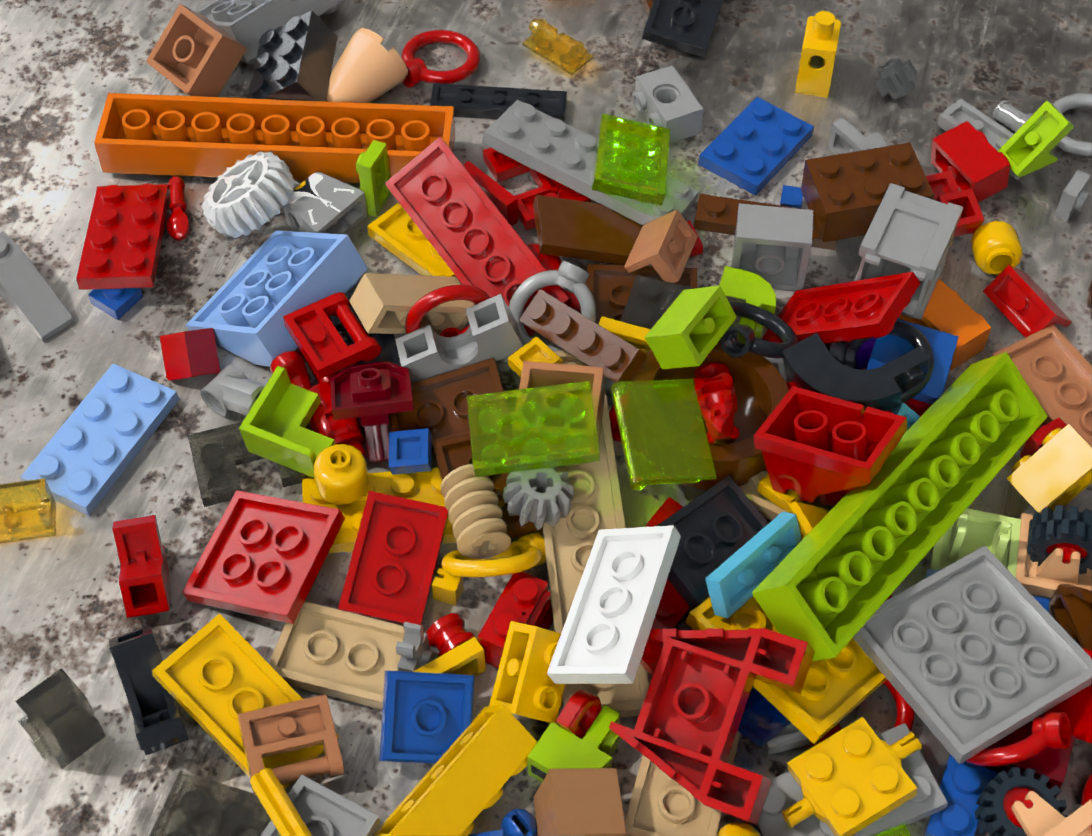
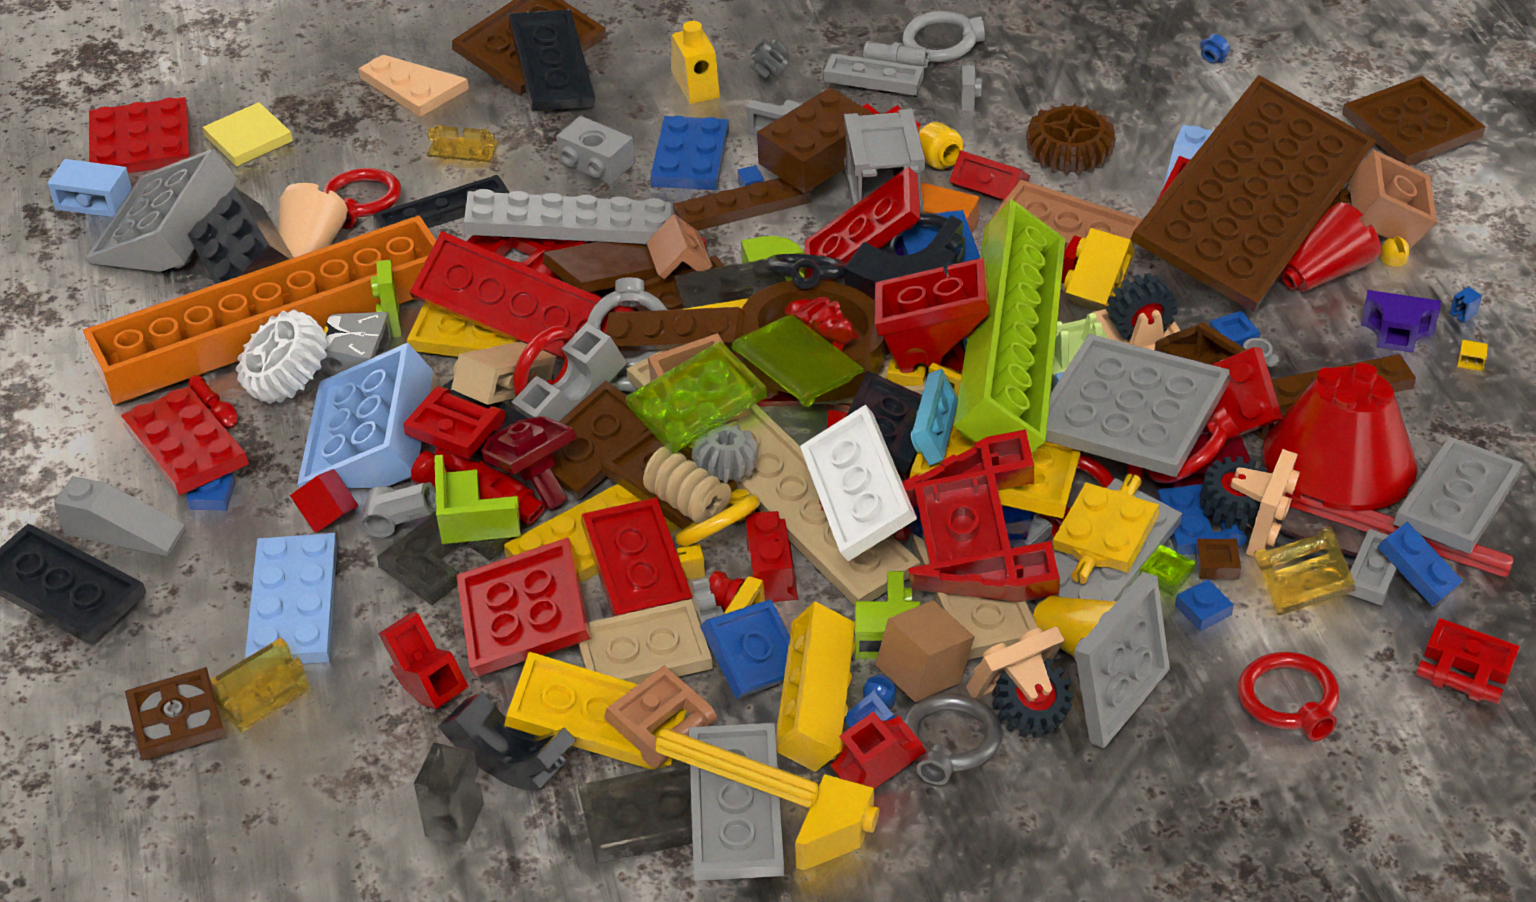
camera: 30 degrees left, 10 degrees down
(196, 54) = (137, 269): nougat brick -> none
(341, 474) = (546, 514): yellow head -> none
(410, 451) = (588, 477): blue plate -> none
(522, 674) = (815, 571): yellow brick -> none
(533, 351) = (637, 367): yellow tile -> none
(580, 713) = (874, 583): red tile -> none
(631, 159) = (606, 193): clear neon green plate -> none
(690, 327) = (766, 276): lime brick -> none
(773, 244) = (768, 206): light grey brick -> none
(971, 160) = (876, 87): red brick -> none
(1033, 141) = (916, 56): lime slope -> none

